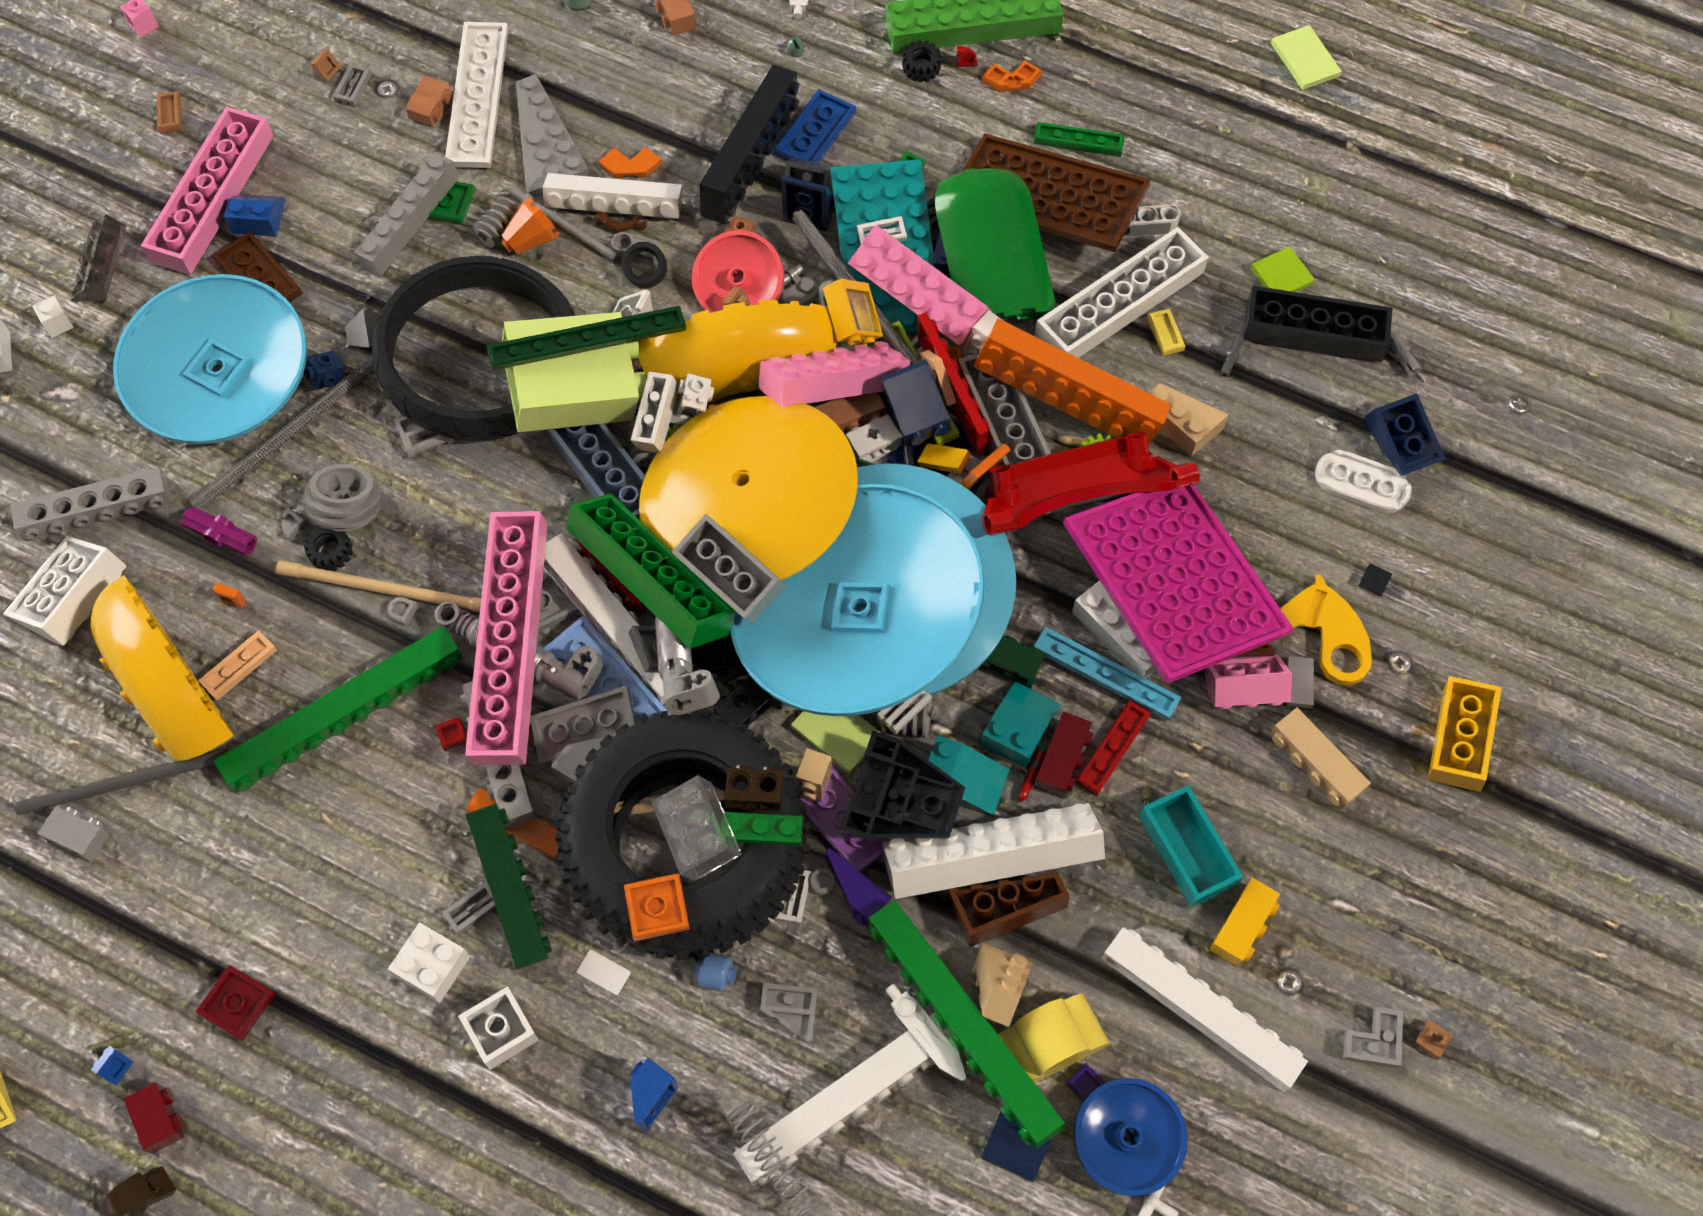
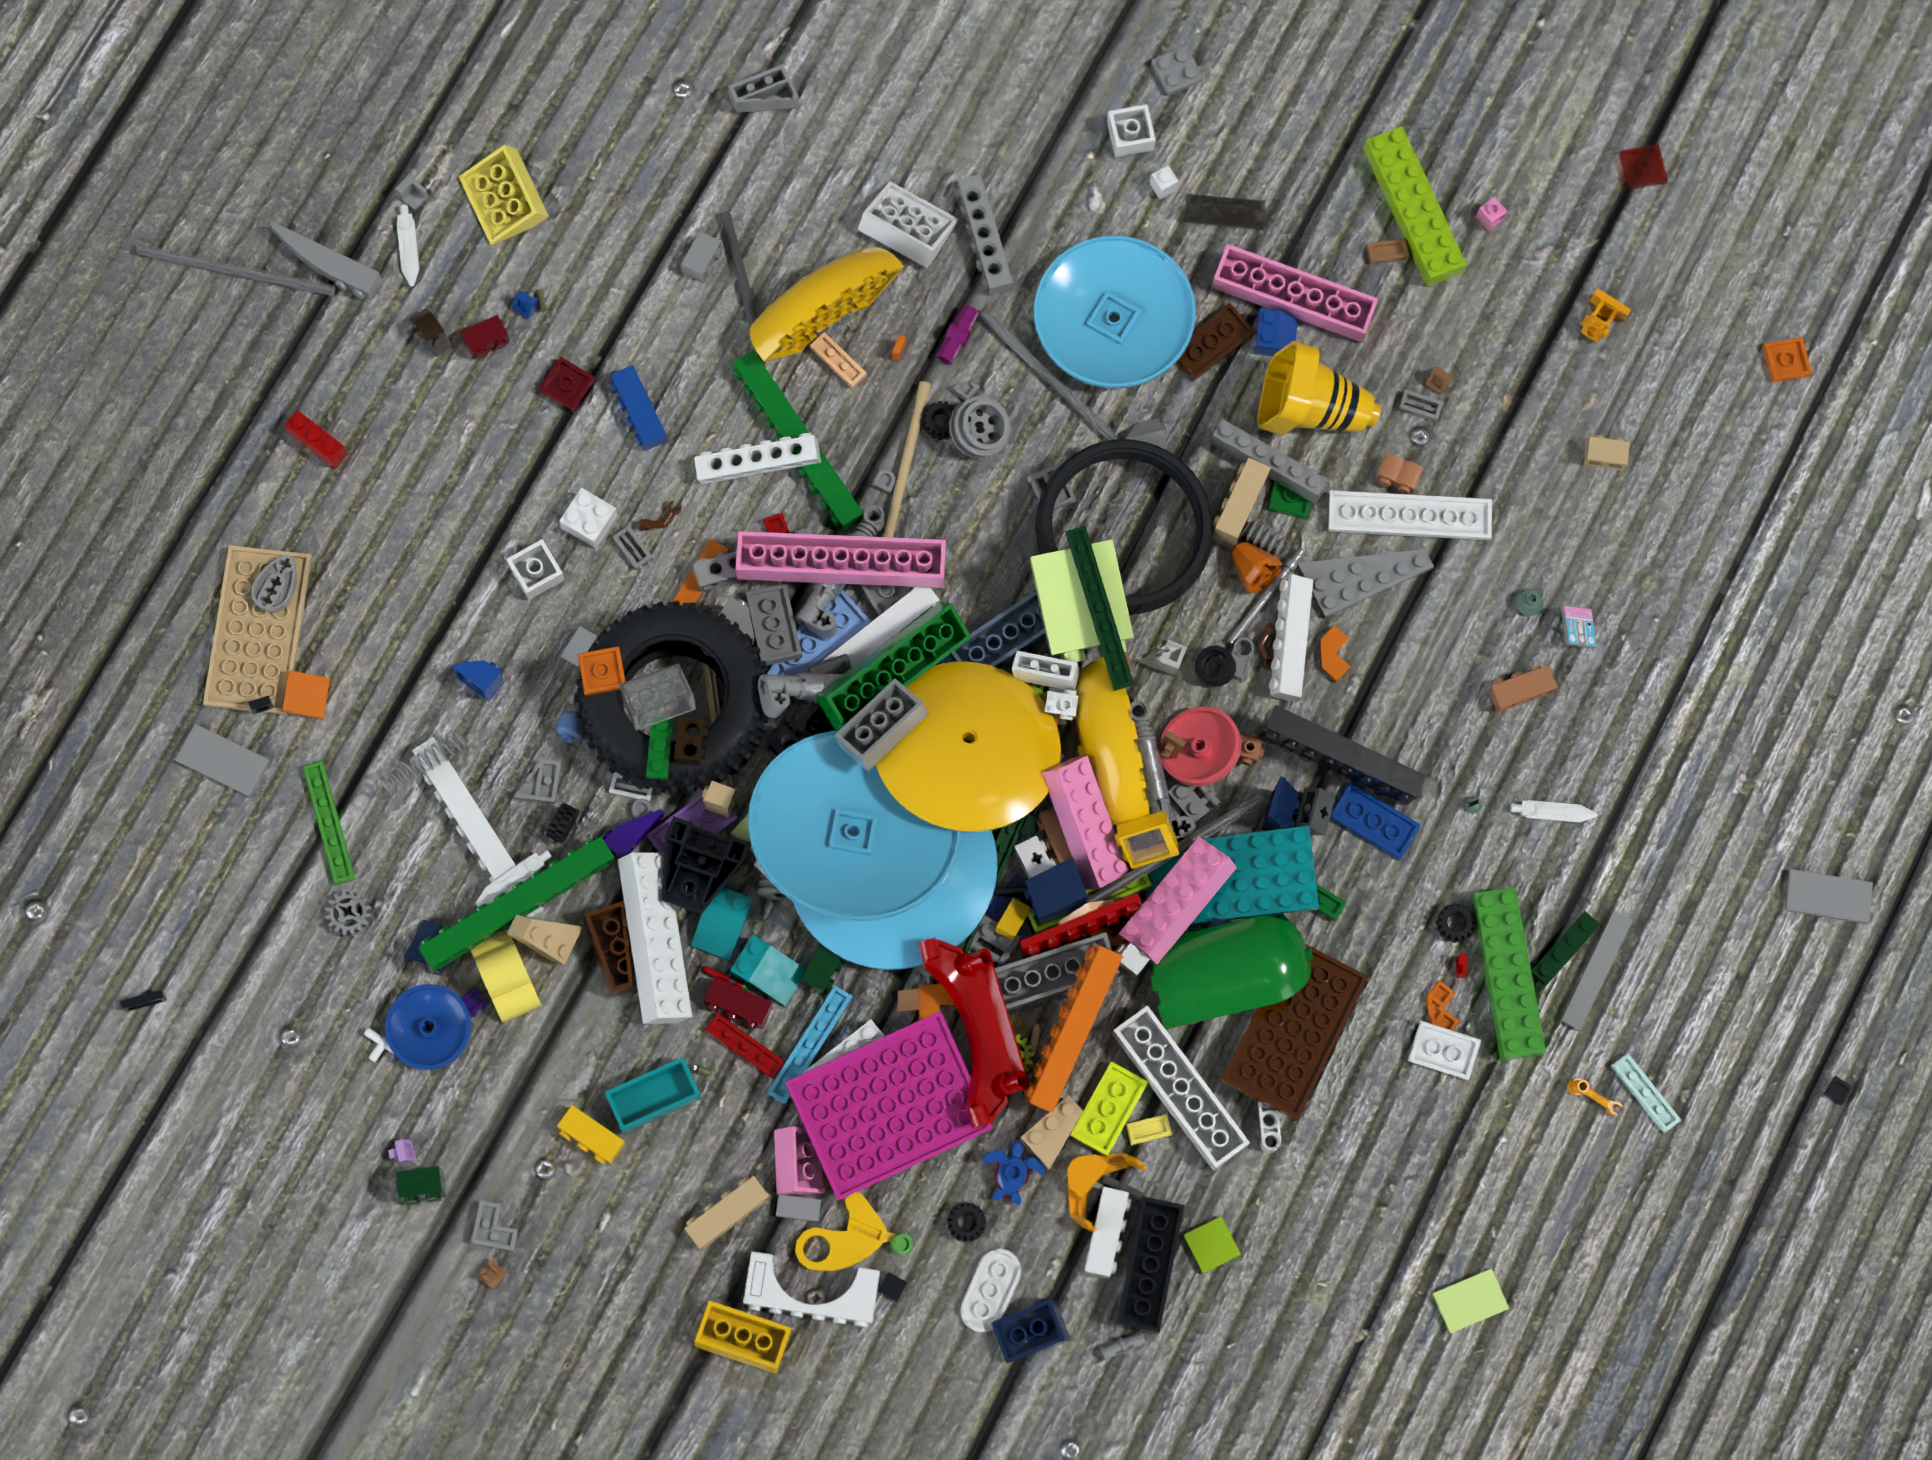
camera: 85 degrees right, 10 degrees up
(118, 83) = (1414, 206): none -> lime brick
(278, 906) = (638, 407): none -> blue brick
(323, 369) = (1107, 403): dark blue brick -> none
(329, 172) = (1311, 395): none -> yellow cone
(377, 814) = (808, 455): none -> white brick
(441, 886) = (647, 524): none -> reddish brown arm
(452, 234) = (1241, 501): none -> tan brick
(508, 887) = (641, 570): dark green brick -> none
(847, 974) = (562, 823): none -> black tyre
(884, 223) = (1243, 887): white tile -> none
(983, 468) = (992, 946): orange tile -> none
(1044, 548) = (931, 998): none -> orange tile
(1044, 568) = (908, 1000): none -> medium nougat tile
(1055, 72) = (1444, 1050): none -> white tile
(1079, 139) = (1367, 1068): green tile -> none
(1147, 364) = (1109, 1109): none -> neon yellow plate
(1205, 1010) = (523, 1095): white brick -> none
(1225, 390) = (1085, 1172): none -> light orange piece
(1231, 456) = (1012, 1171): none -> blue animal
(1286, 367) = (1105, 1239): none -> white brick
(1295, 492) = (966, 1235): none -> black tyre
(1295, 1163) = (403, 1152): none -> lavender tile
(1326, 570) = (901, 1243): none -> bright green tile
(1341, 1132) = (421, 1185): none -> dark green brick
(1406, 617) = (765, 1292): none -> white arch

